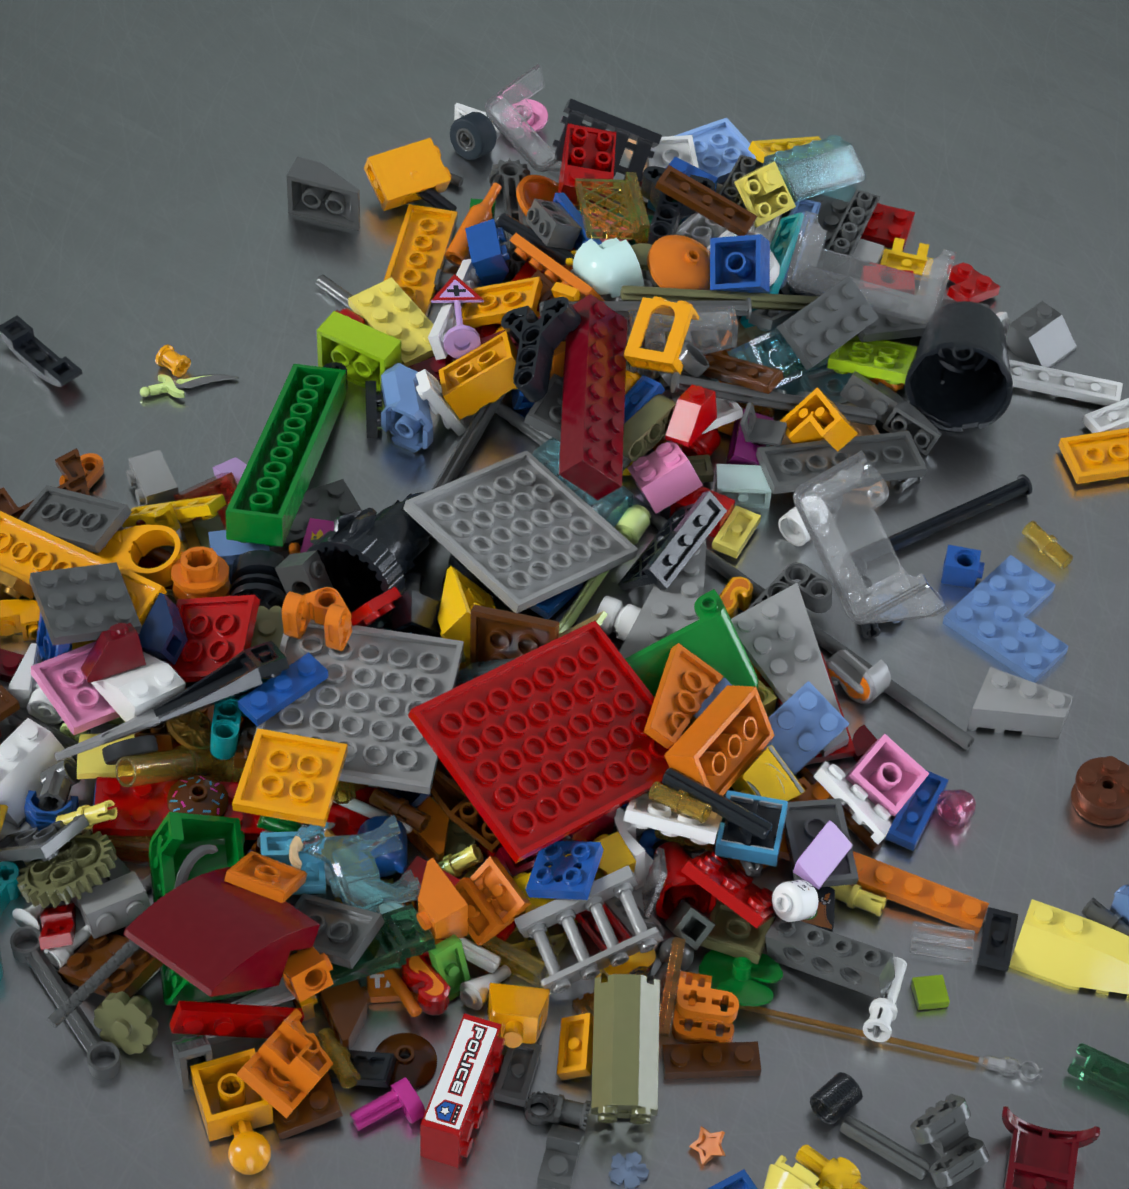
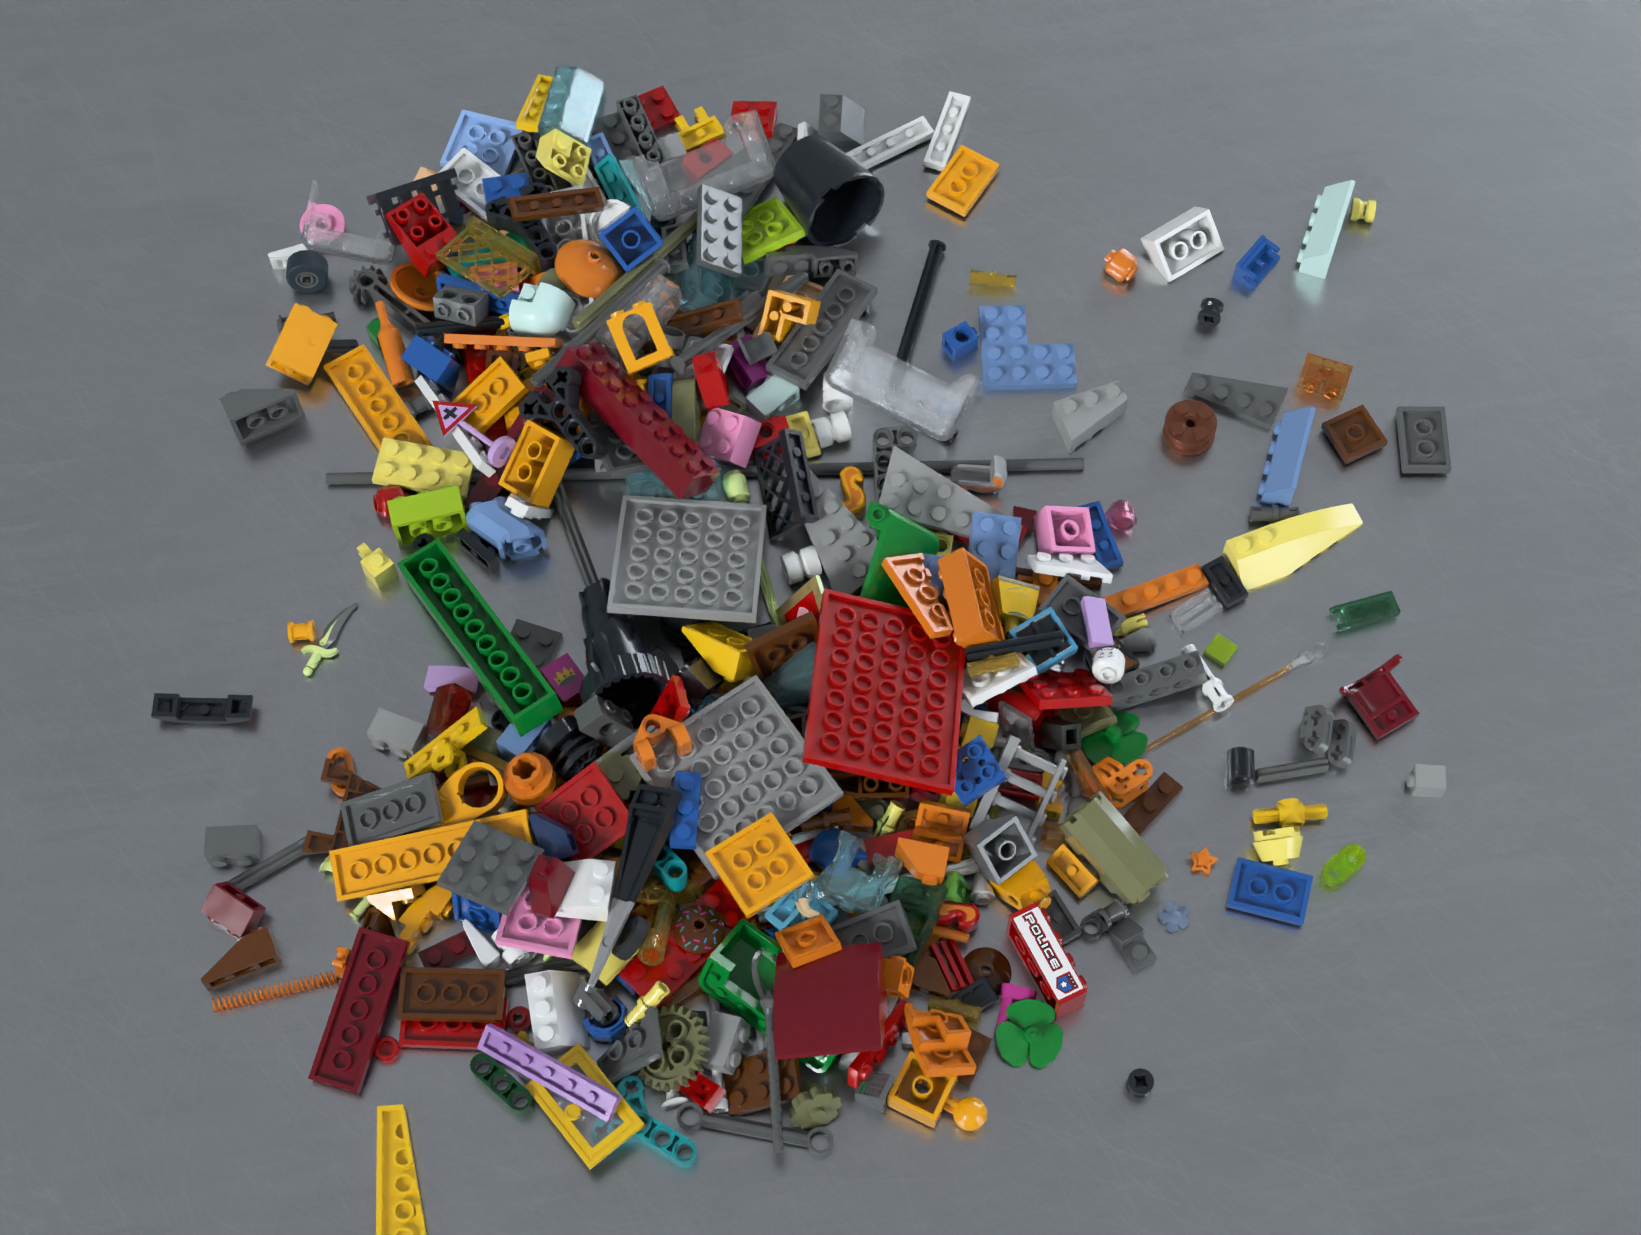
camera: 40 degrees left, 15 degrees up
(280, 359) = (377, 566): none -> light yellow brick
(372, 1147) = (1032, 1031): none -> green piece
(388, 1003) = (952, 957): none -> red tile
(522, 956) = (999, 847): none -> dark grey slope
(767, 544) = (831, 429): none -> white wheel
(858, 919) = (1140, 640): none -> light grey cone

